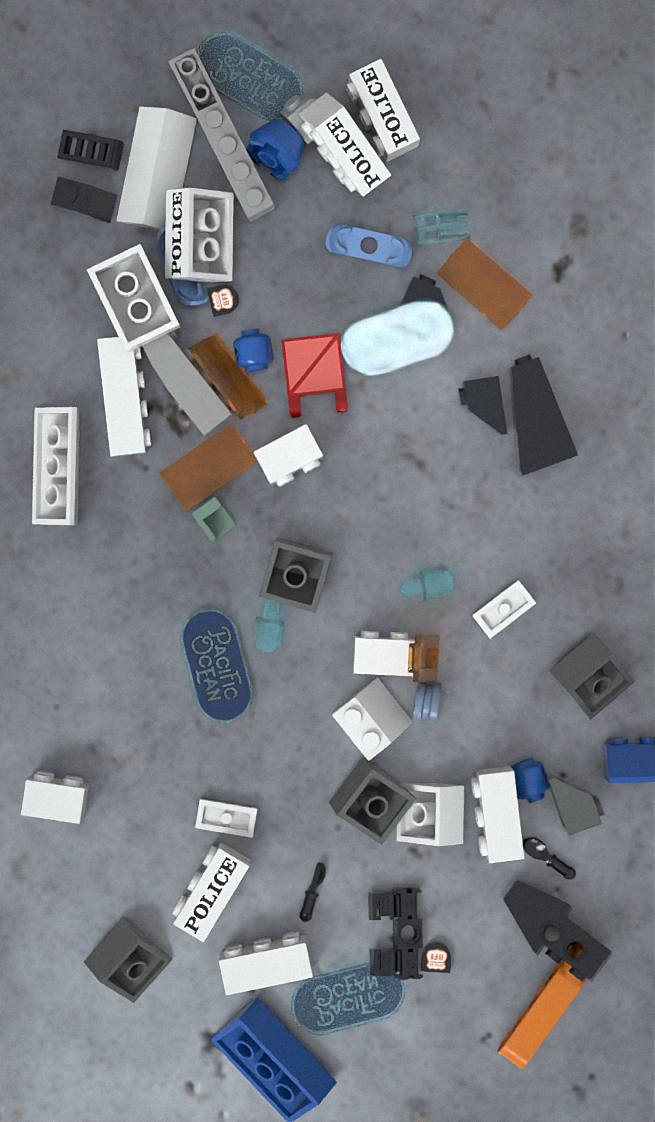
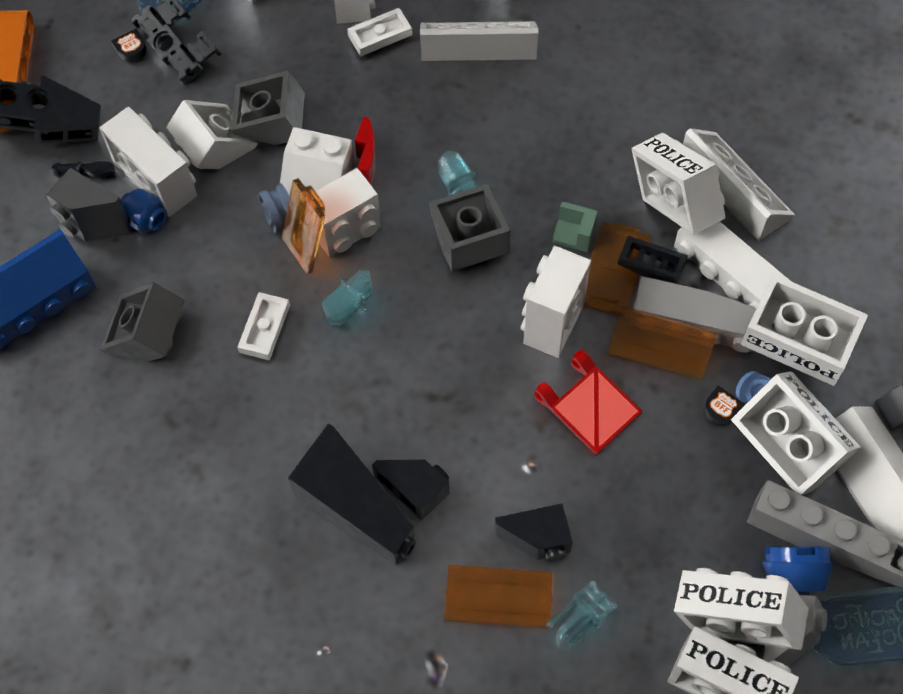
camera: 145 degrees right, 25 degrees down
(117, 483) = (679, 183): none -> white brick
(149, 753) = (479, 41): none -> white slope
(170, 424) = (666, 256): none -> black slope
(216, 665) = (478, 129): tile -> none
(253, 350) = (659, 380): blue head -> none
(311, 895) = (268, 27): black piece -> none
(317, 712) = (366, 149): none -> red slope
(347, 241) = (657, 539): medium blue piece -> none
(397, 337) = (541, 480): clear light blue tile -> none

